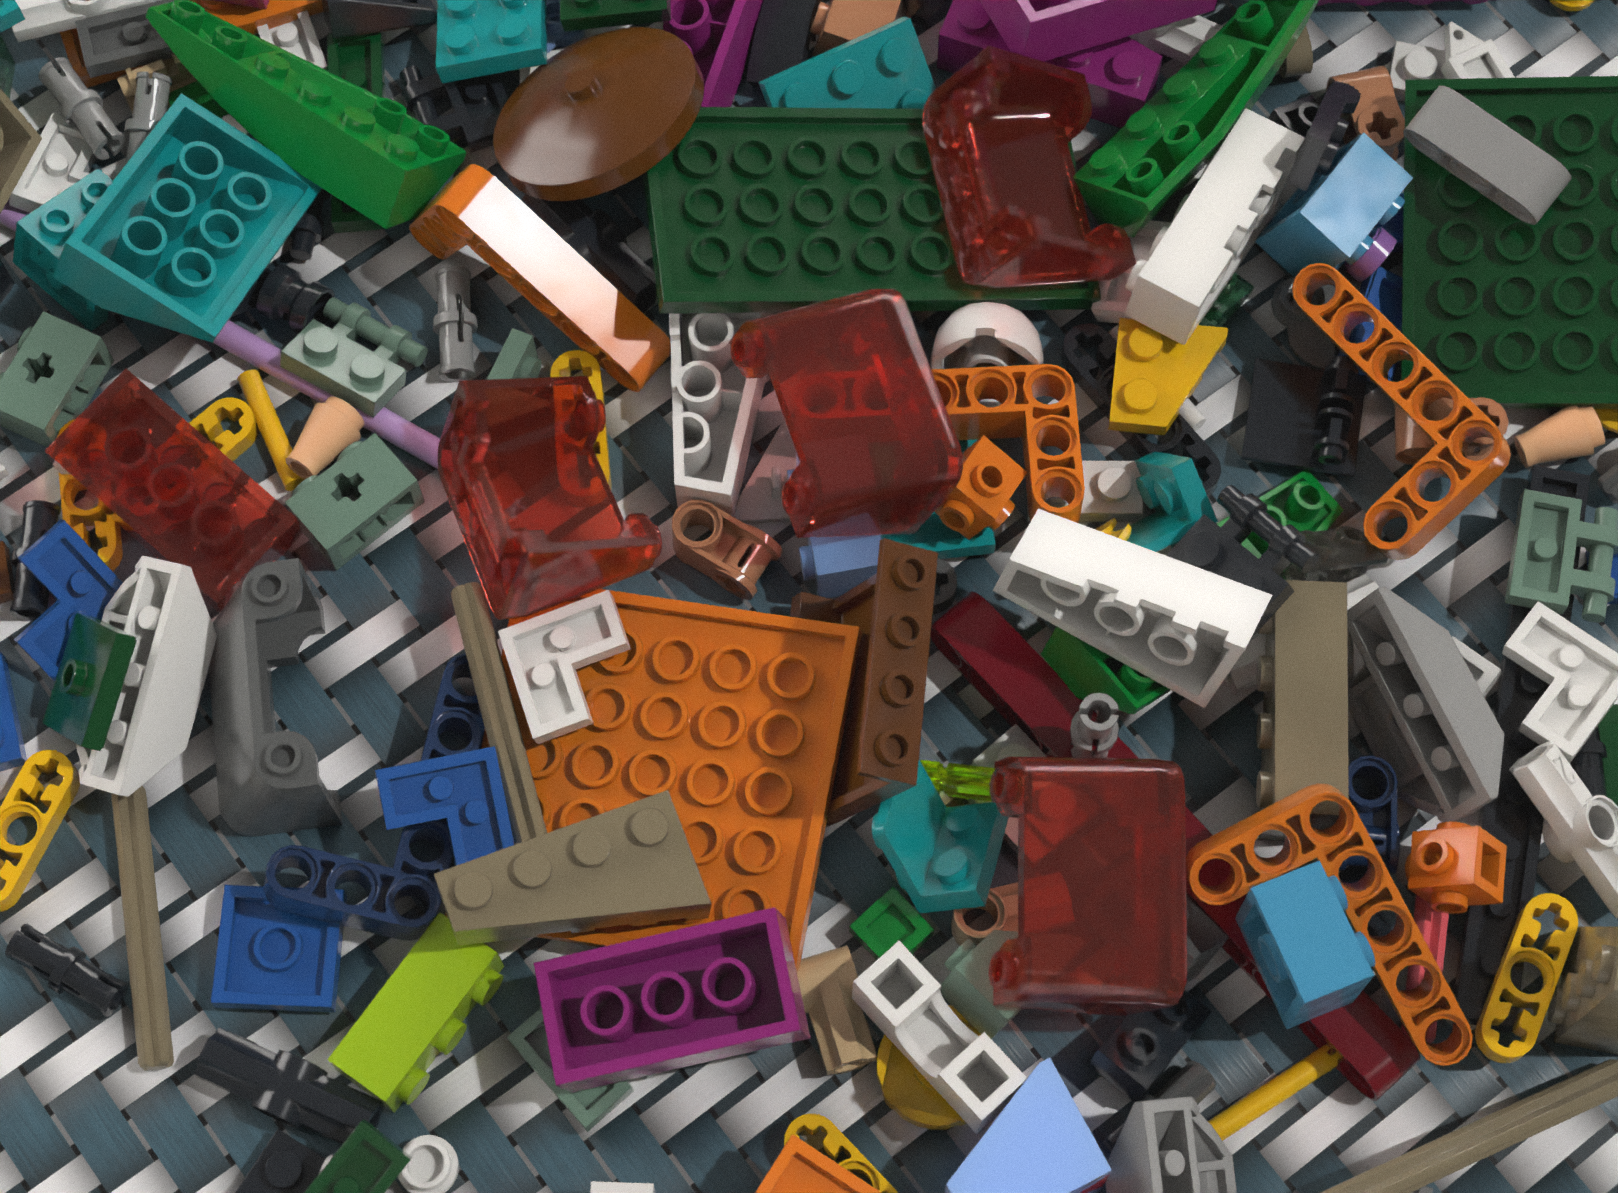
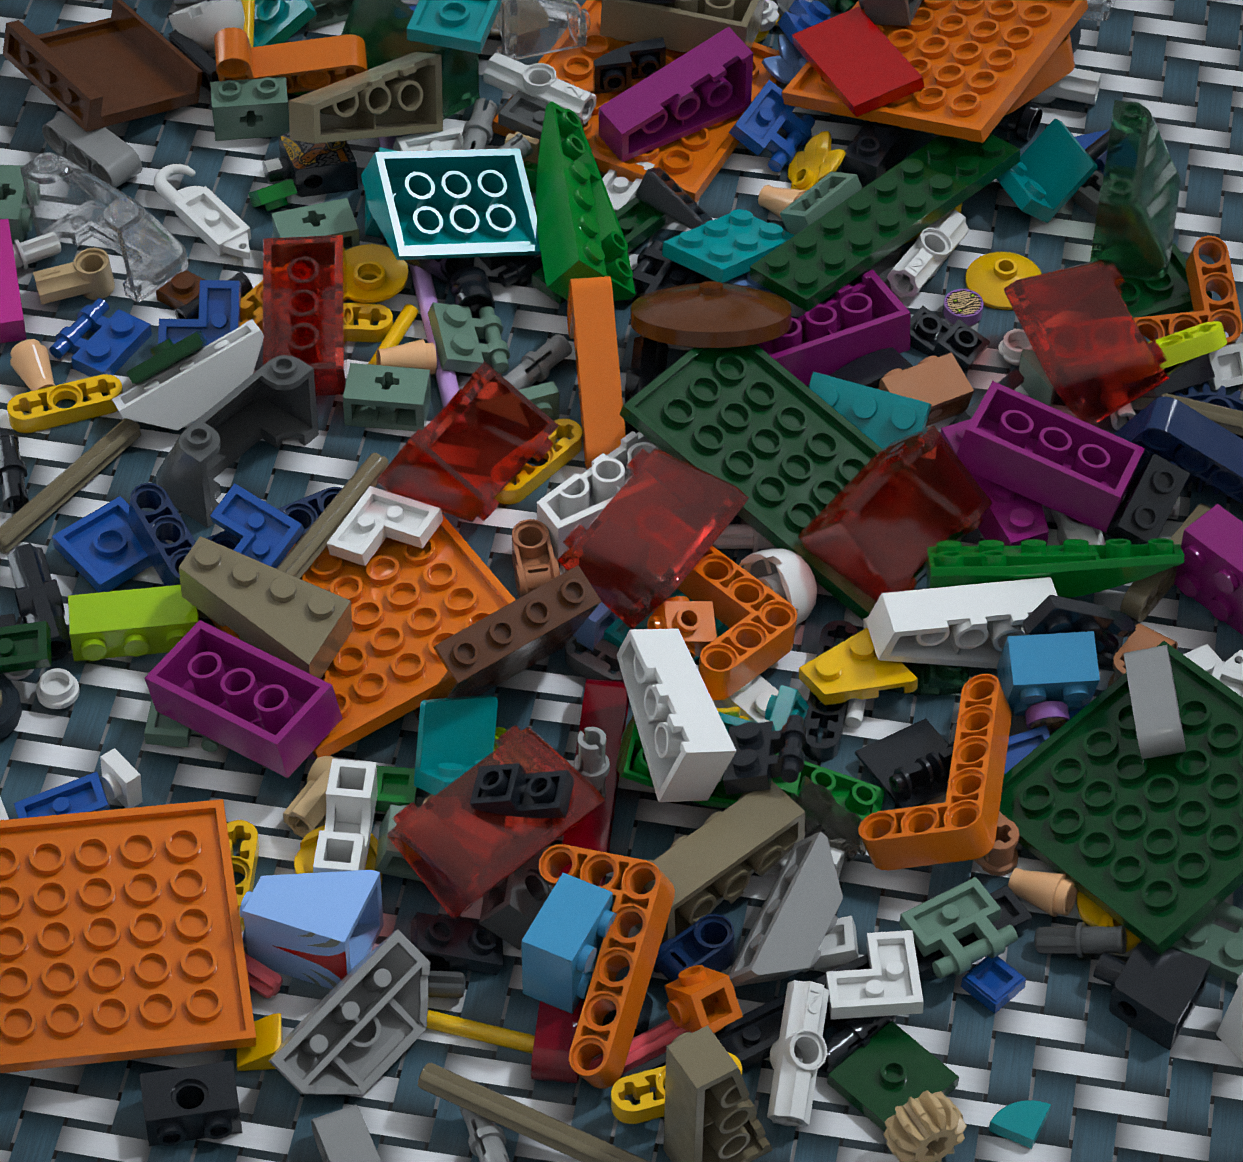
camera: 45 degrees right, 20 degrees down
(164, 354) = (374, 273): none -> yellow dish
(1114, 841) = (513, 792): none -> black slope

